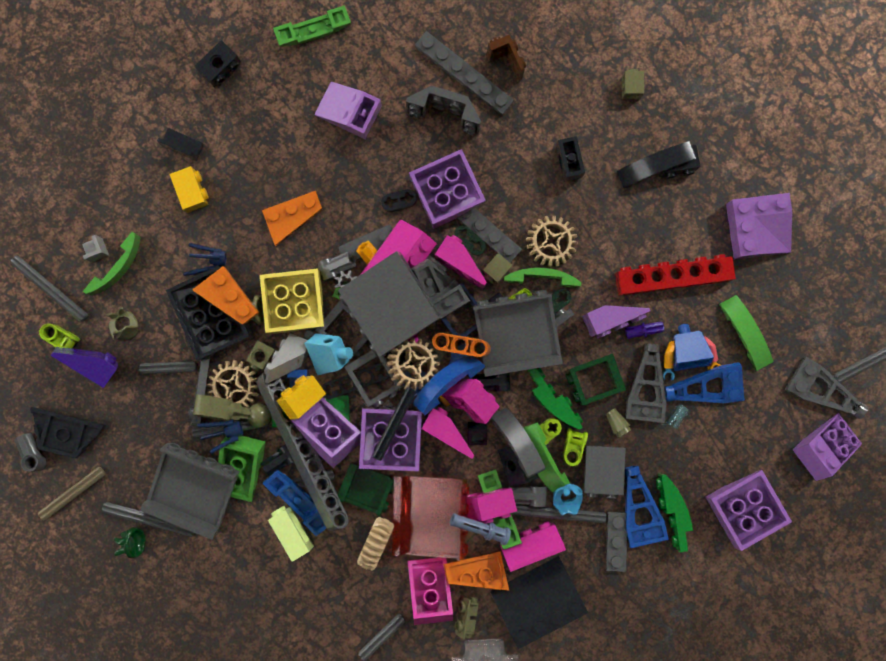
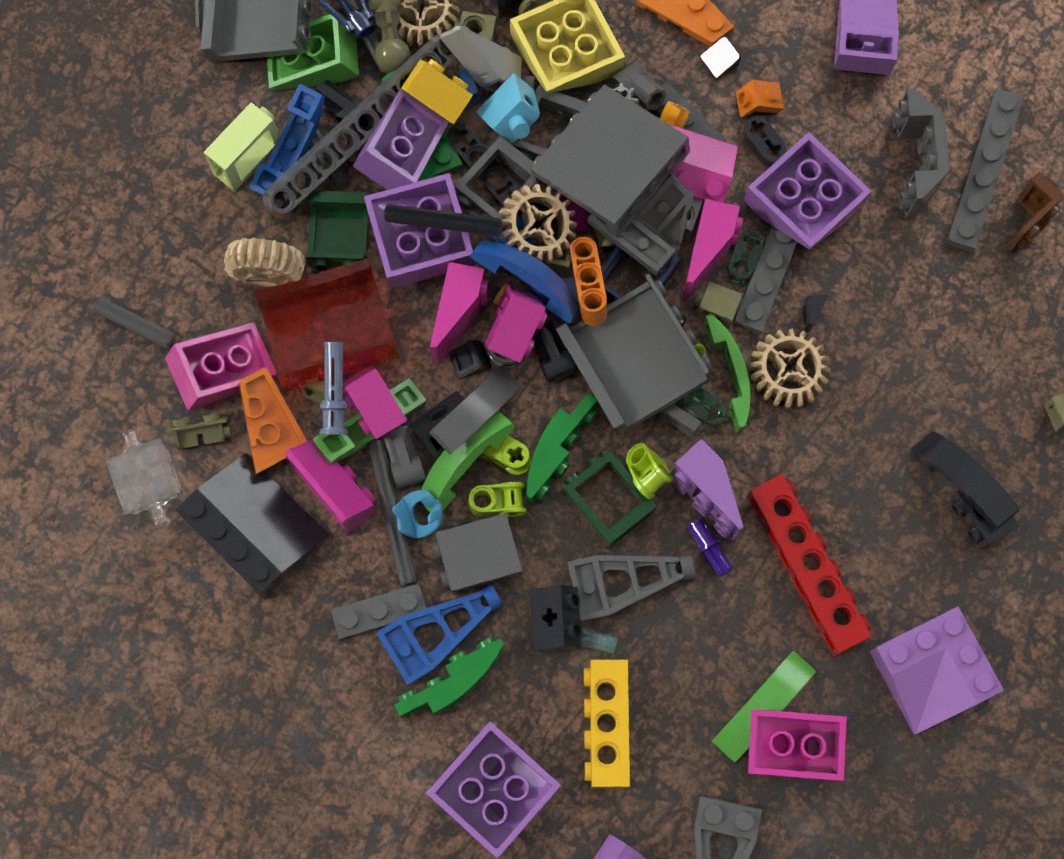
camera: 75 degrees right, 10 degrees down
(333, 207) = (721, 58): none -> slope
(369, 193) = (759, 97): none -> orange bracket
(520, 213) = (811, 309): none -> black slope
(570, 159) = (921, 351): black brick -> none
(589, 350) = (647, 470): none -> lime piece
(618, 423) = (554, 555): olive cone -> none
(659, 437) = (556, 618): none -> black brick
(689, 351) = (702, 622): torso -> none
(731, 386) = (681, 702): blue plate -> none
(759, 434) = (615, 675): none -> yellow brick
(781, 323) = (797, 745): none -> dark pink slope

